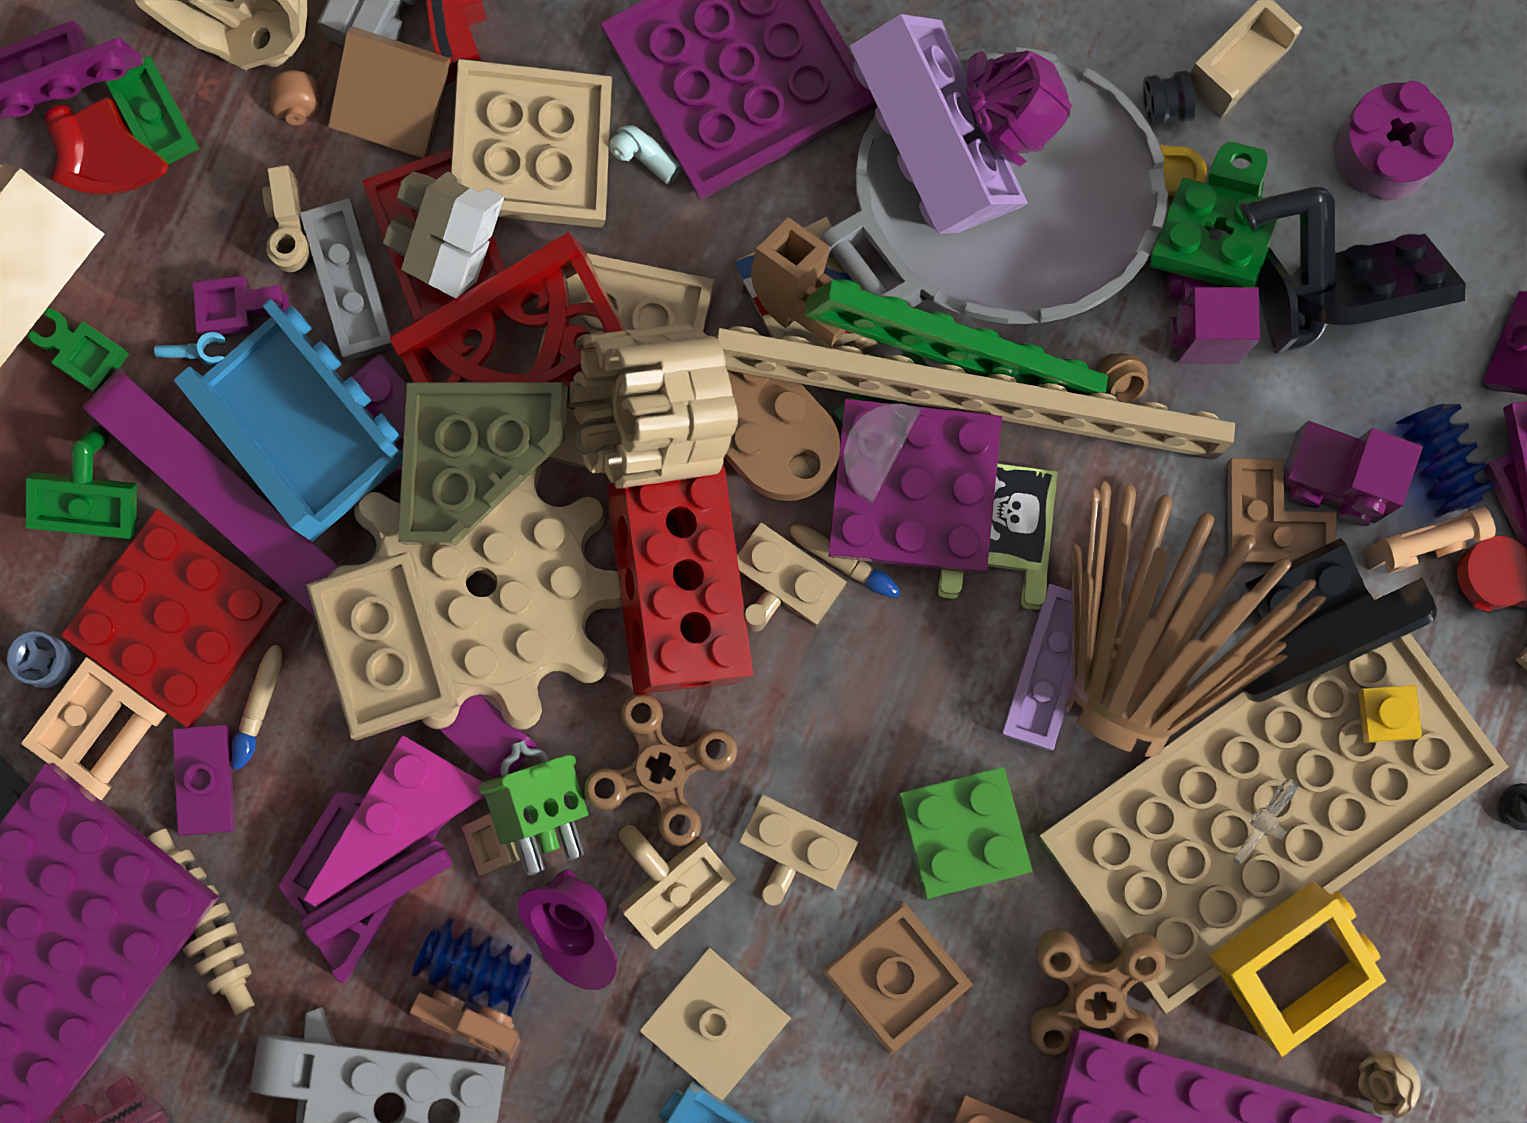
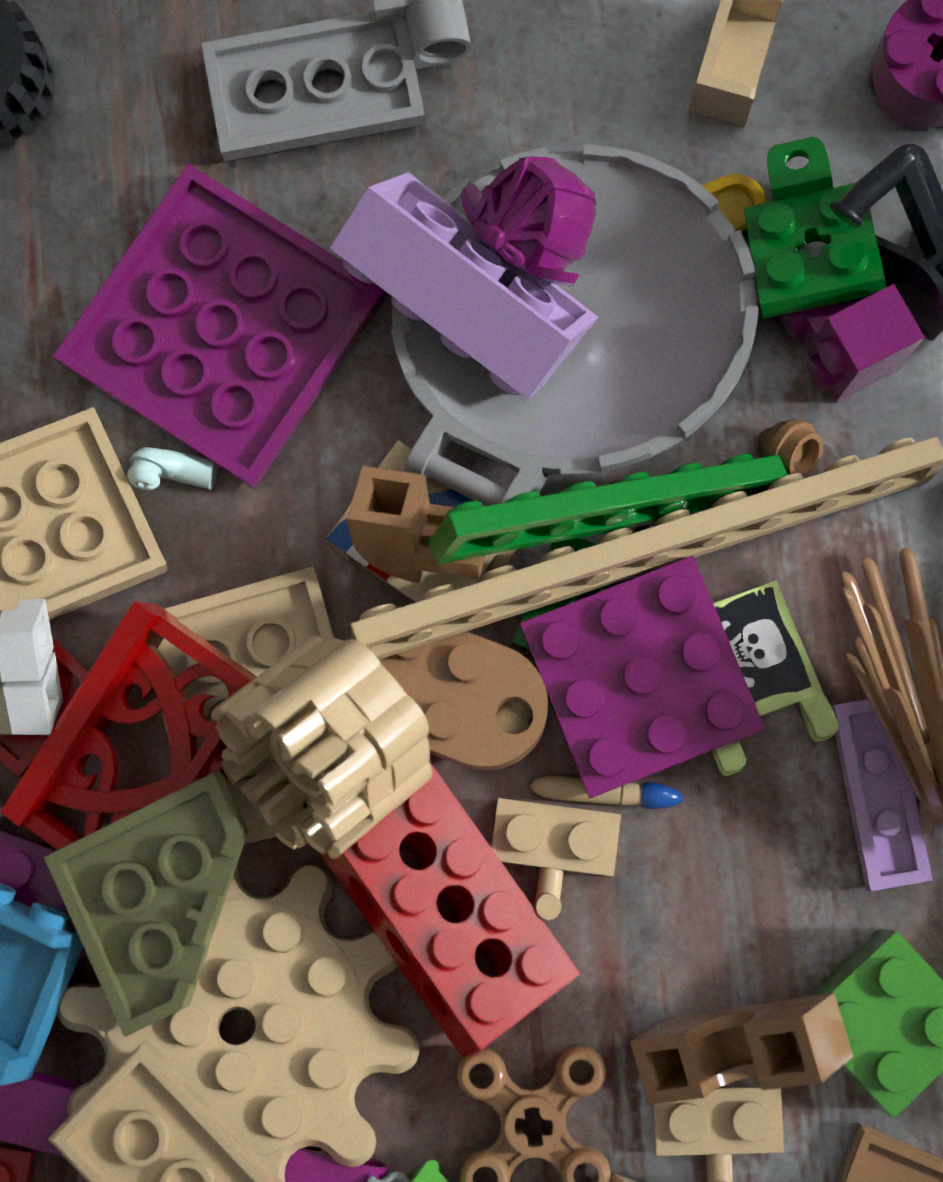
camera: 20 degrees left, 0 degrees up
(842, 788) = (776, 1041): none -> medium nougat arch
(875, 446) = (580, 659): clear plate -> none
(1169, 98) = (684, 133): black wheel -> none

